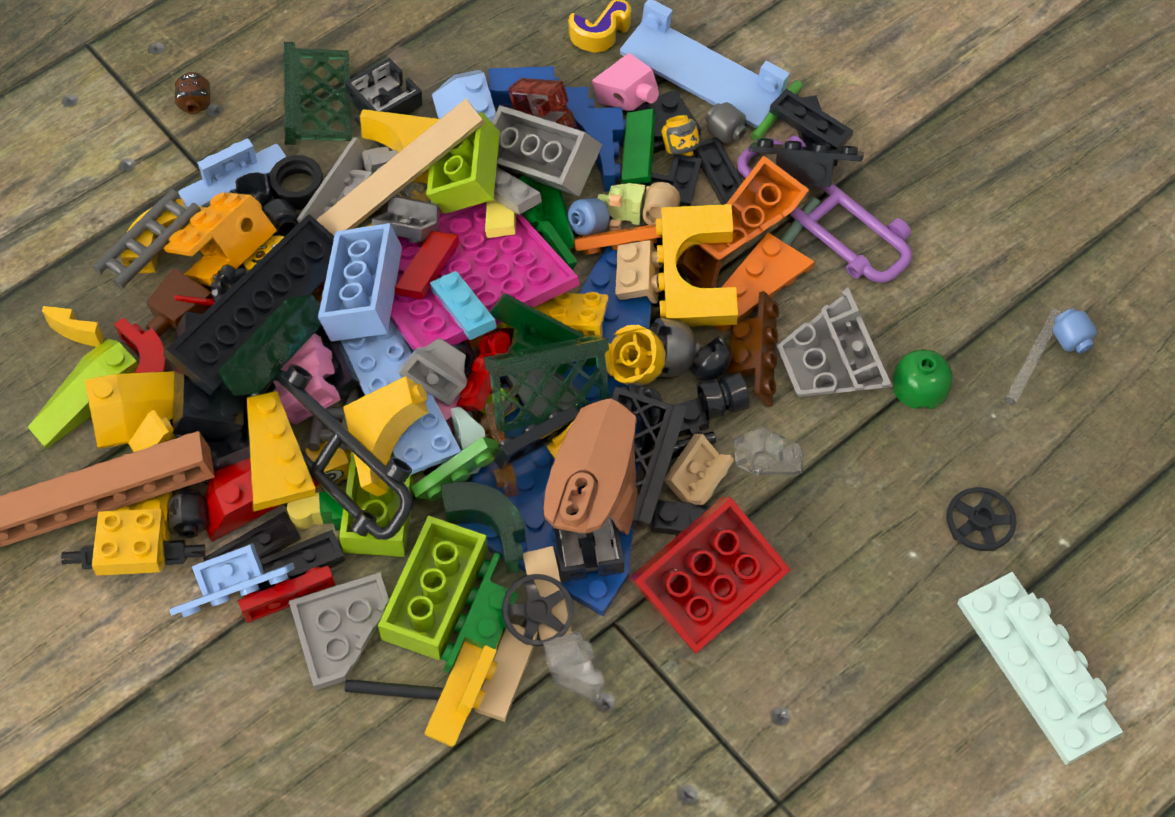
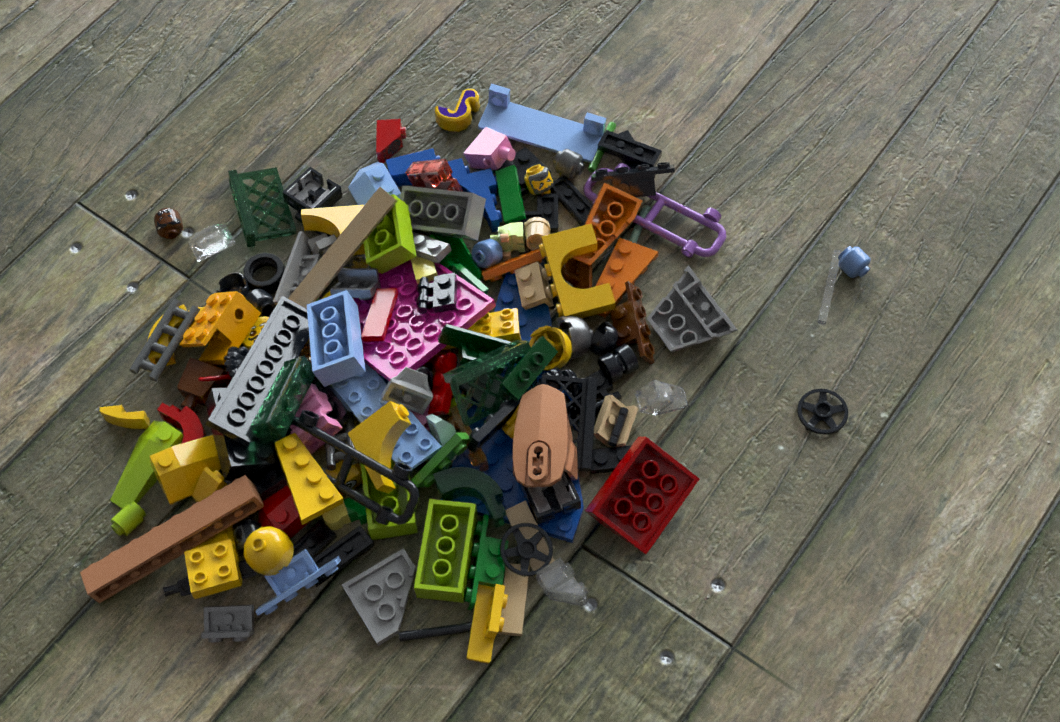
camera: 10 degrees left, 0 degrees up
(42, 456) = (127, 519): none -> lime brick
(133, 615) = (228, 622): none -> flat silver bracket
(204, 534) = (268, 550): none -> yellow cylinder
(224, 167) = (207, 276): light blue bracket -> none
(239, 125) = (210, 241): none -> clear slope
(266, 602) = (323, 590): red plate -> none
(463, 305) = (415, 339): medium azure plate -> none
(501, 42) = (389, 138): none -> red slope
(516, 253) = (443, 290): none -> plate
(599, 375) = (528, 368): none -> dark green plate
(701, 478) = (618, 426): none -> black wheel
(922, 379) = (756, 320): green cylinder -> none
(1042, 666) = (891, 507): light aqua plate -> none

